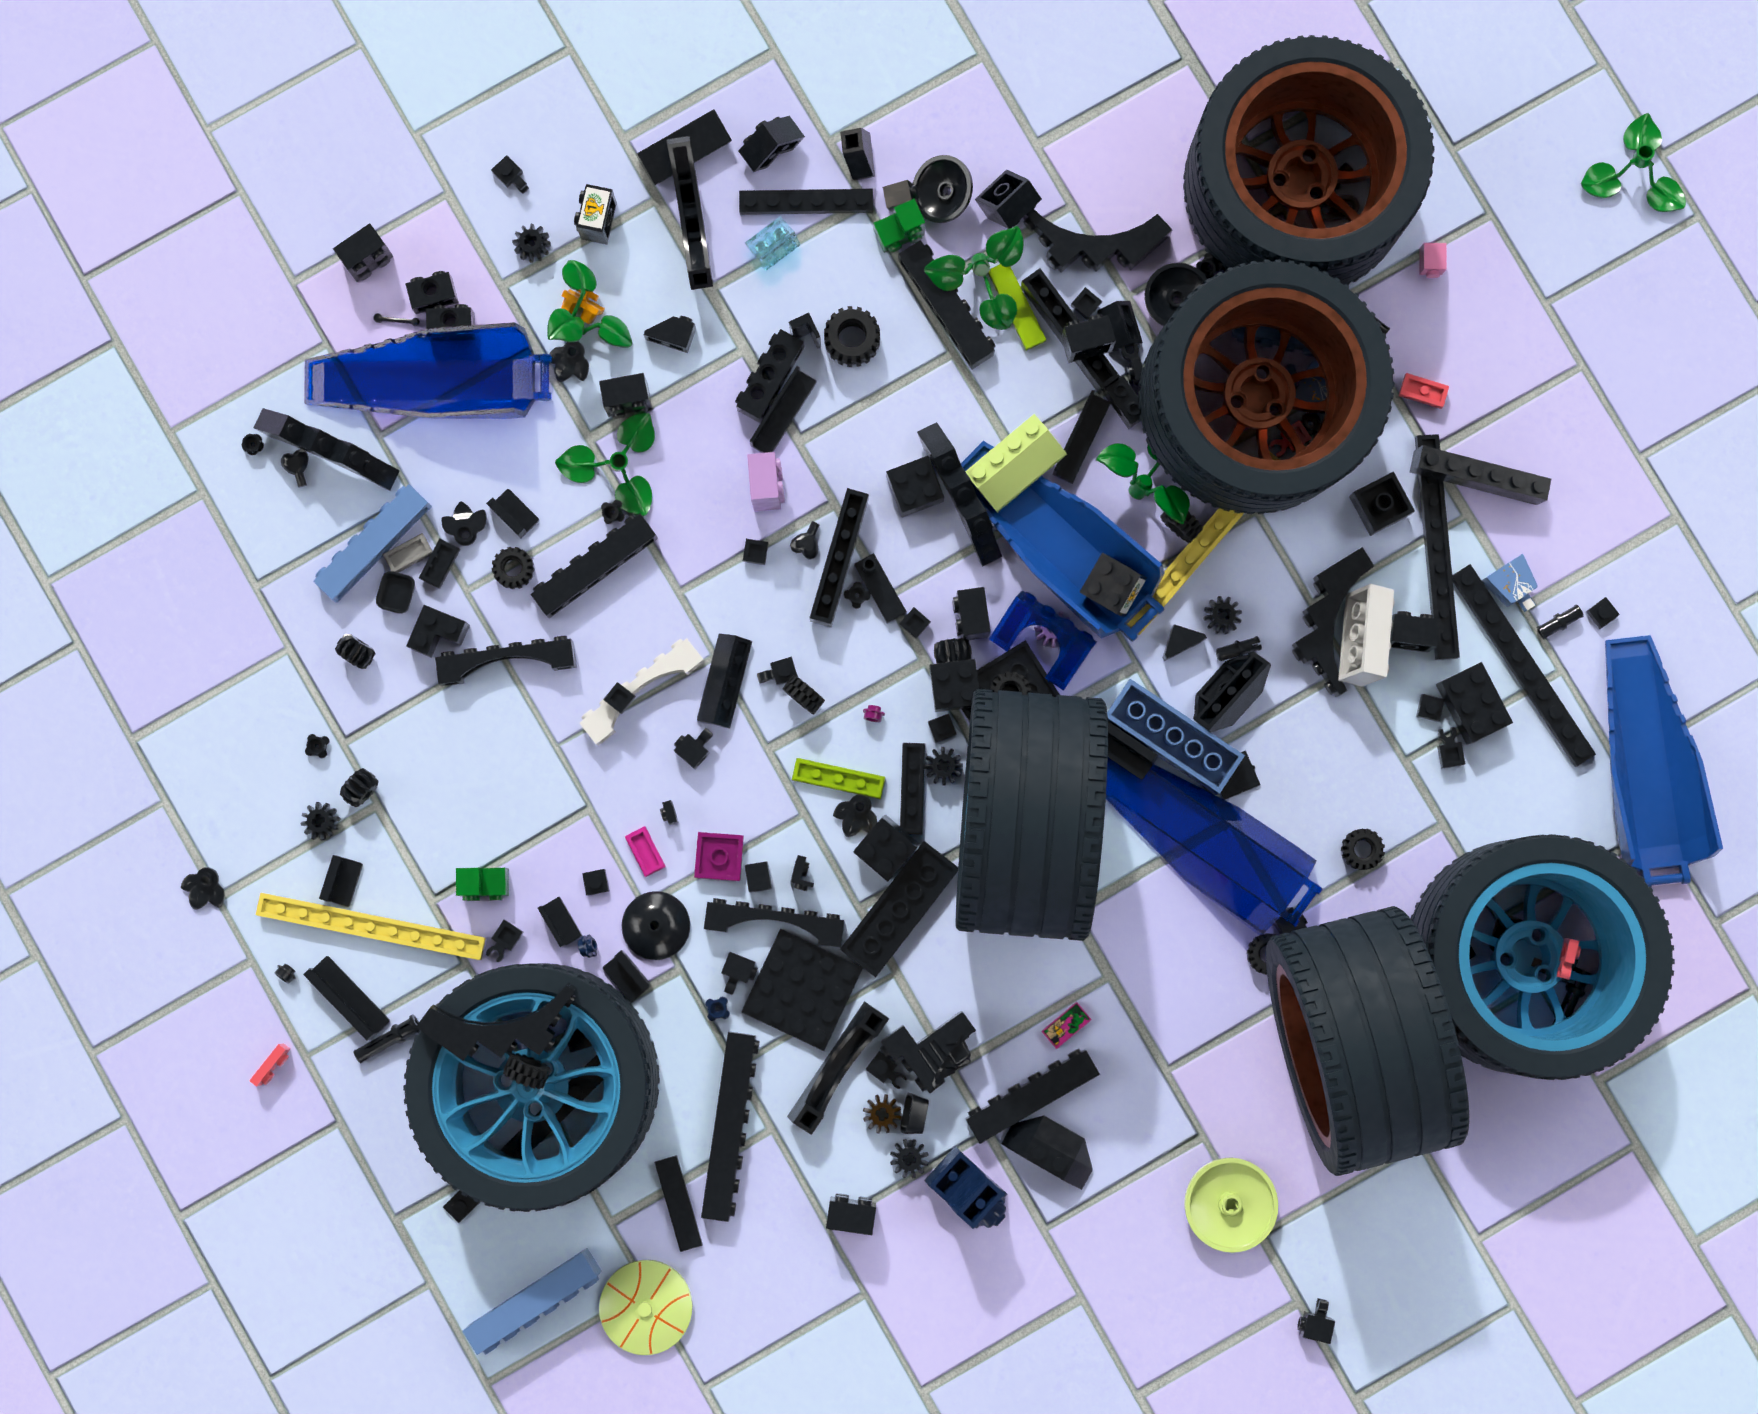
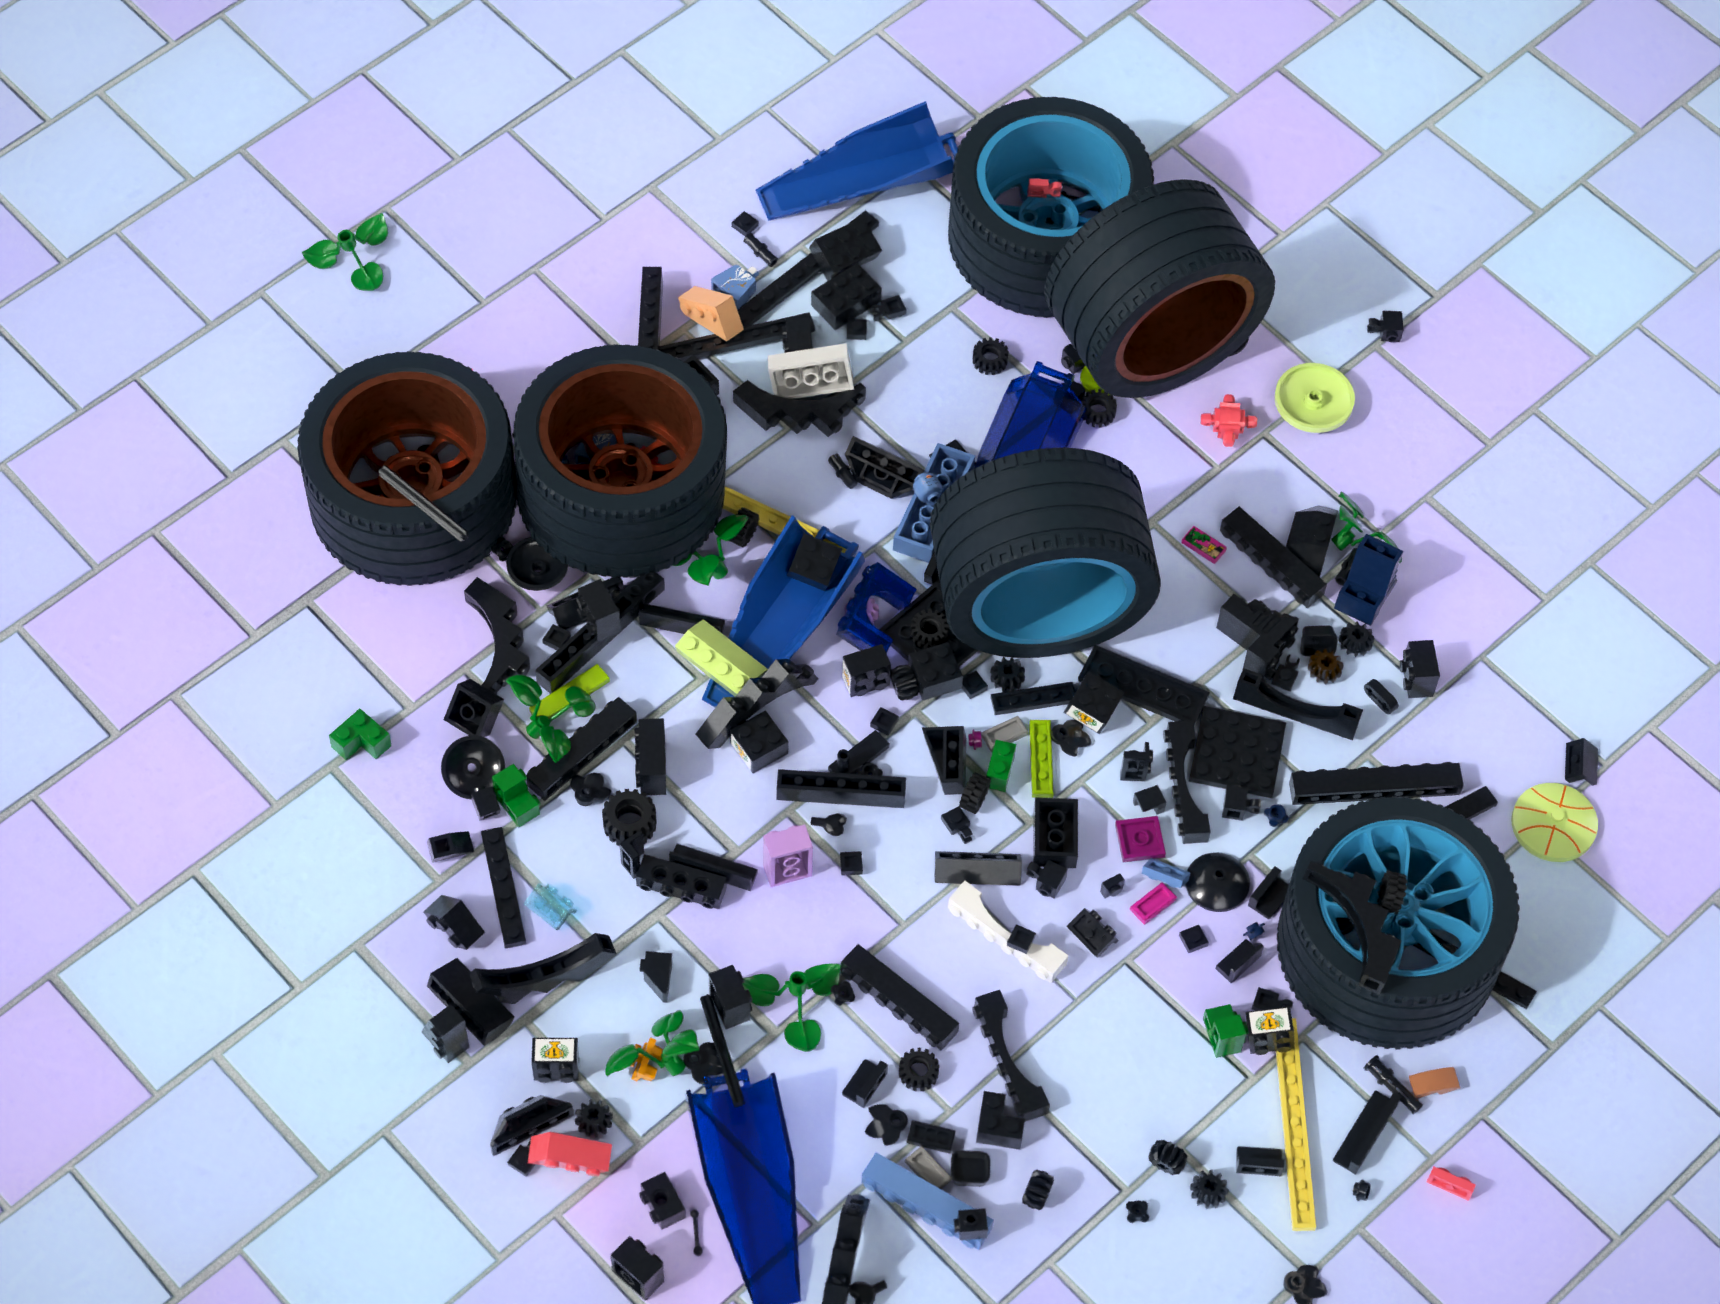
camera: 105 degrees left, 25 degrees down
(325, 573) = (971, 1224): none -> black brick
(381, 1082) = (1434, 1081): none -> nougat slope
(439, 314) = (693, 1189): black brick -> none
(459, 923) = (1270, 1030): none -> brick
(491, 210) = (570, 1153): none -> coral wedge
(527, 1305) = (1583, 905): medium blue brick -> none
(544, 180) = (528, 1119): none -> black wedge
(563, 378) = (722, 1051): none -> black axle
(623, 780) = (1092, 932): none -> black bracket
(647, 112) = (447, 1034): none -> black wedge
(671, 871) = (1166, 873): none -> medium blue plate
(708, 1360) = (1581, 761): none -> black panel
(740, 767) = (1055, 831): none -> black brick
(833, 731) = (1001, 765): none -> green brick
(833, 1164) = (1381, 696): none -> black beam
(852, 678) = (948, 755): none -> black wedge
(876, 747) = (1007, 731): none -> light grey tile
(903, 308) = (589, 788): none -> black plate
(915, 370) = (650, 756): none -> black brick
(1004, 1179) = (1346, 566): none -> black pin
(1010, 86) = (360, 732): none -> green brick
(1039, 1186) = (1345, 536): none -> green plant
(1180, 727) = (927, 487): none -> medium blue head
(1181, 640) = (848, 514): black slope -> none
(1220, 1097) = (1228, 420): none -> coral piece
(1221, 154) = (423, 503): none -> black axle
(1222, 623) = (816, 486): black gear -> none
(1476, 545) = (712, 310): none -> light nougat wedge
(1537, 715) = (844, 248): none -> black brick

